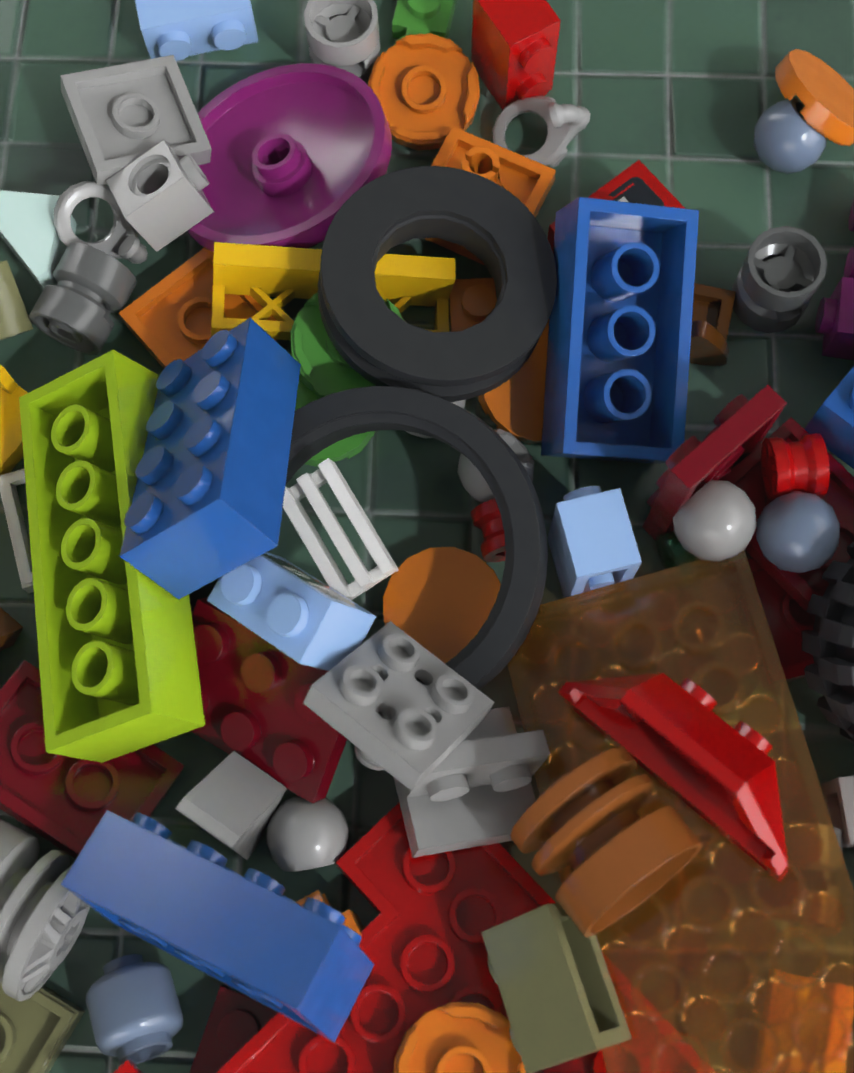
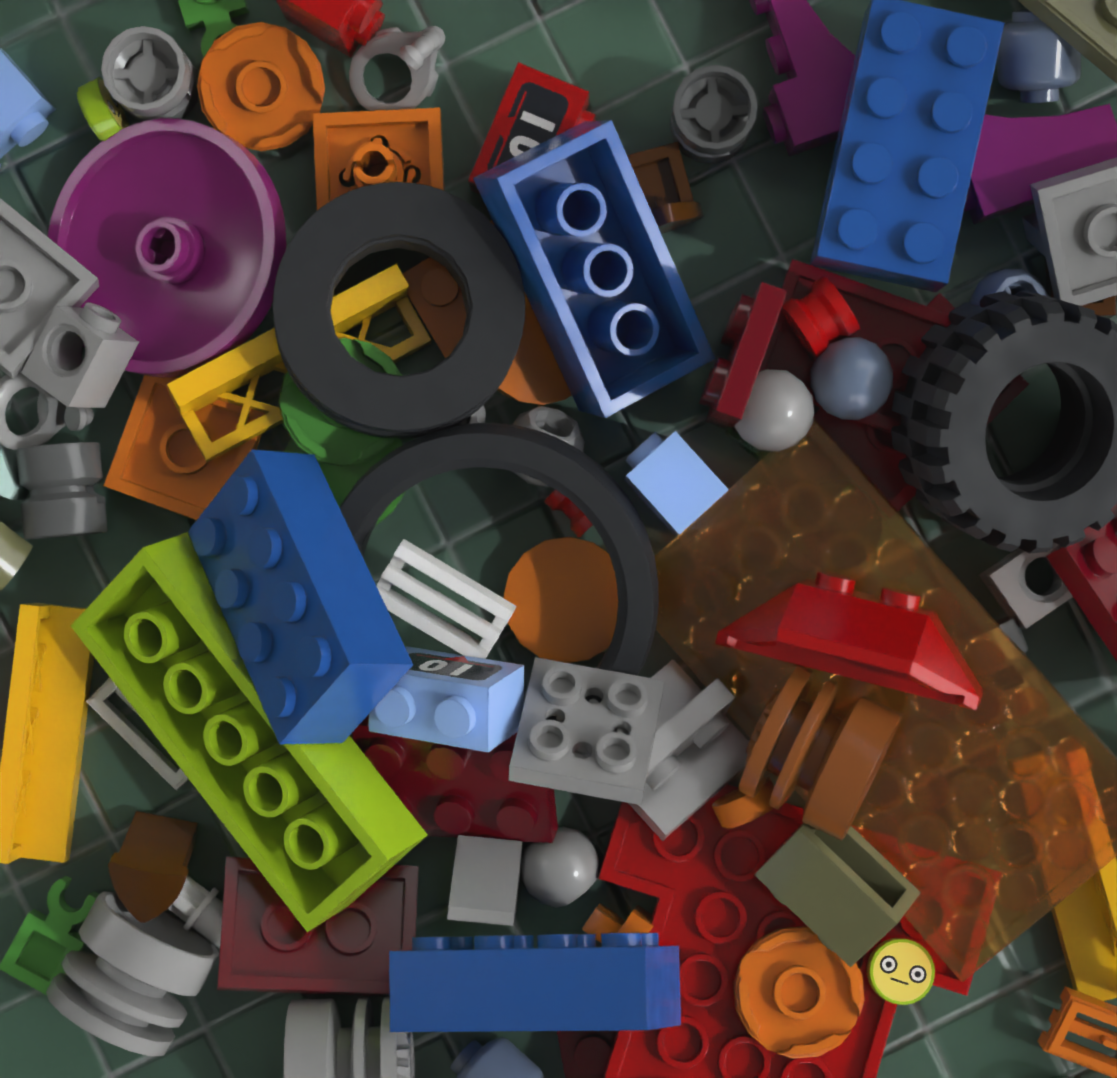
camera: 30 degrees left, 15 degrees up
(291, 43) = (101, 109): none -> lime tile
(504, 864) = (738, 808): none -> orange tile

